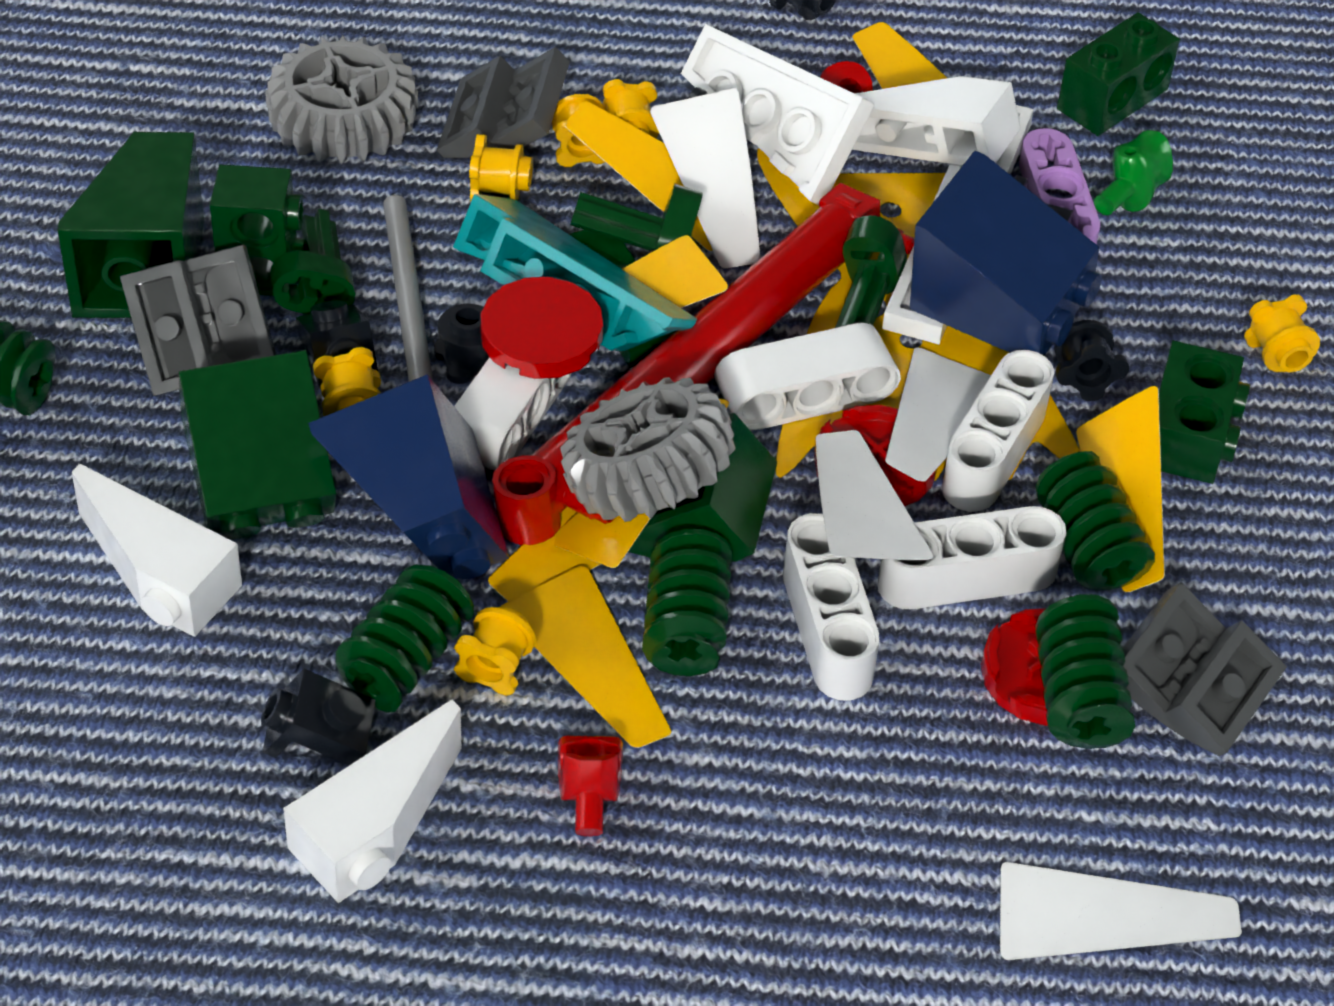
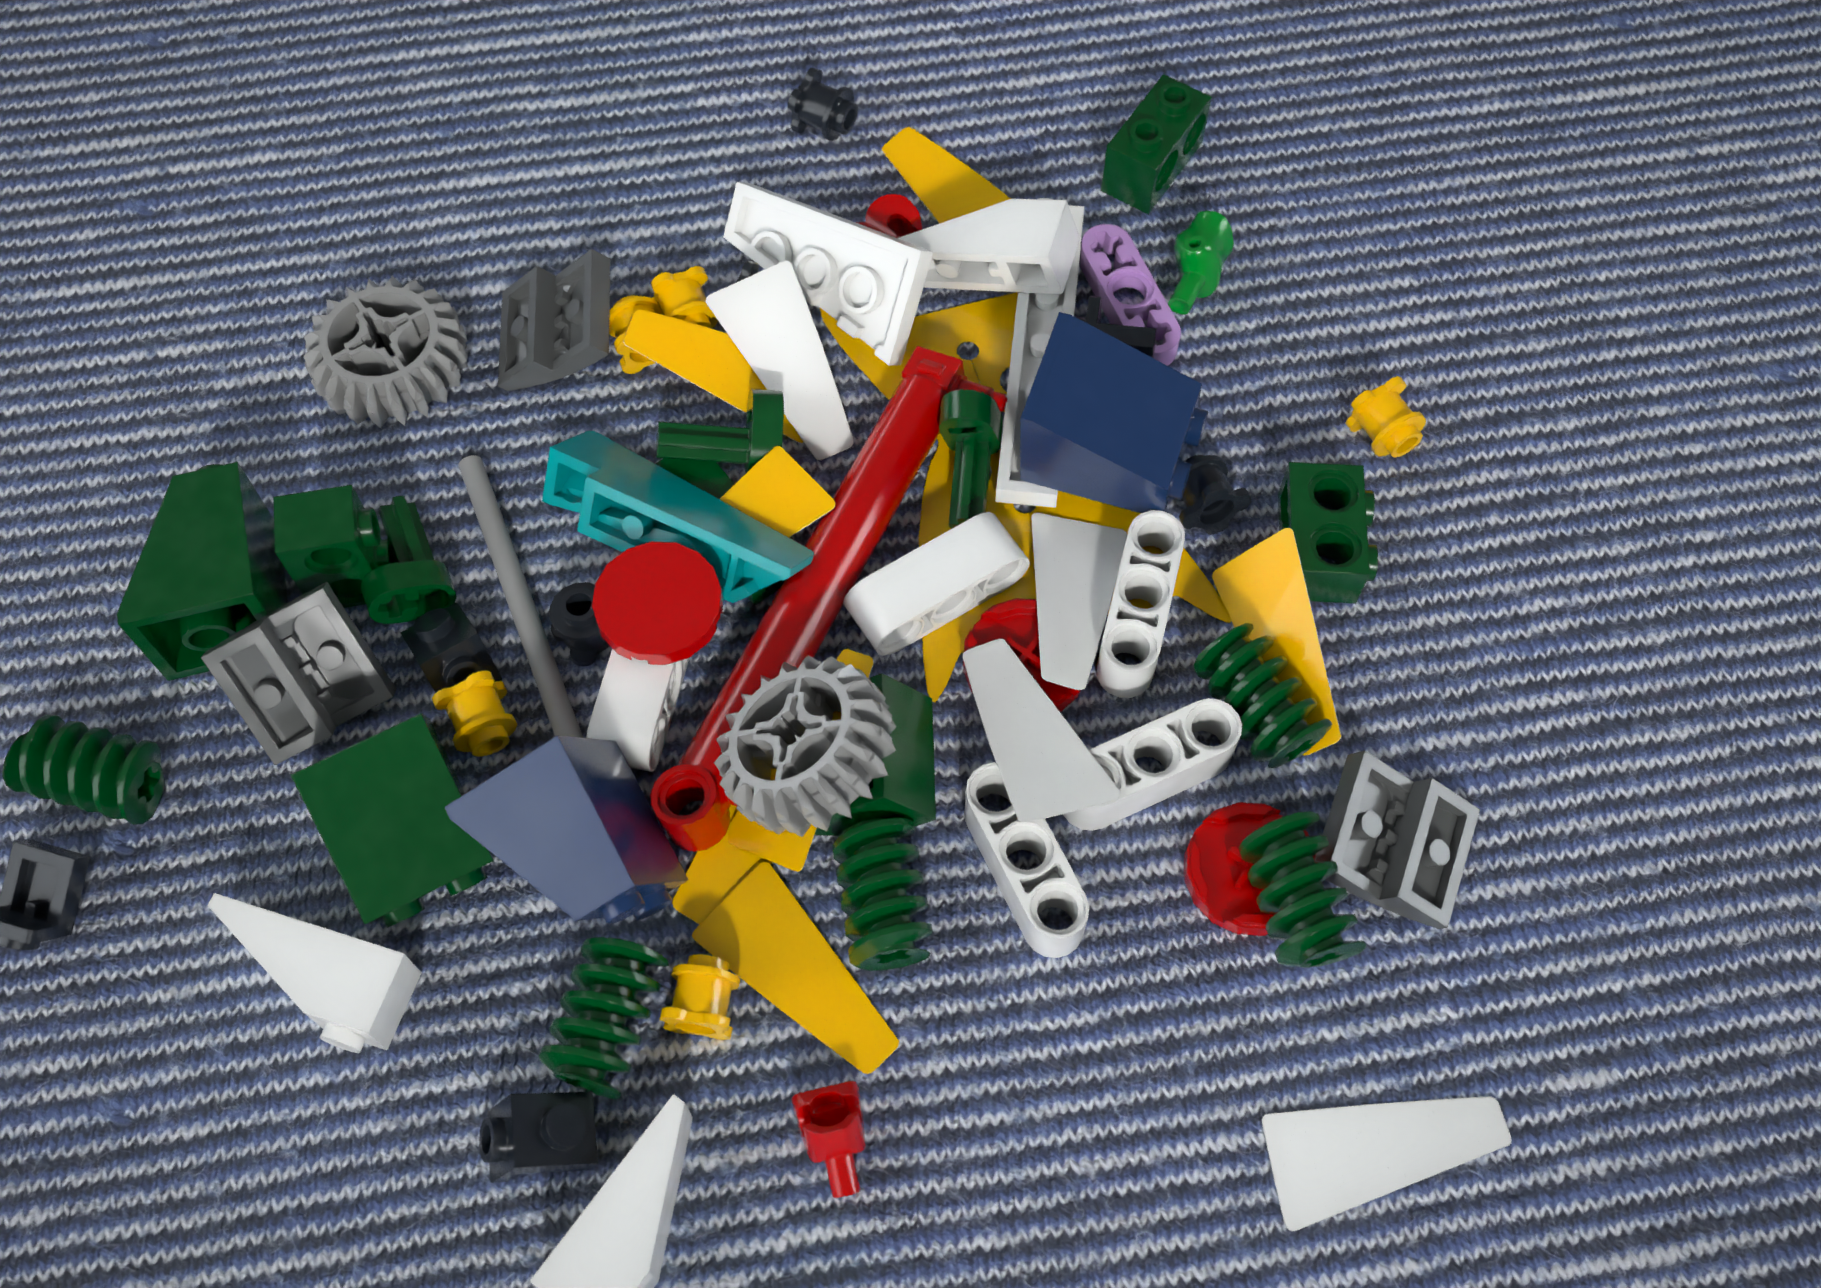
camera: 10 degrees left, 15 degrees up
(499, 170) = (567, 403): yellow brick -> none

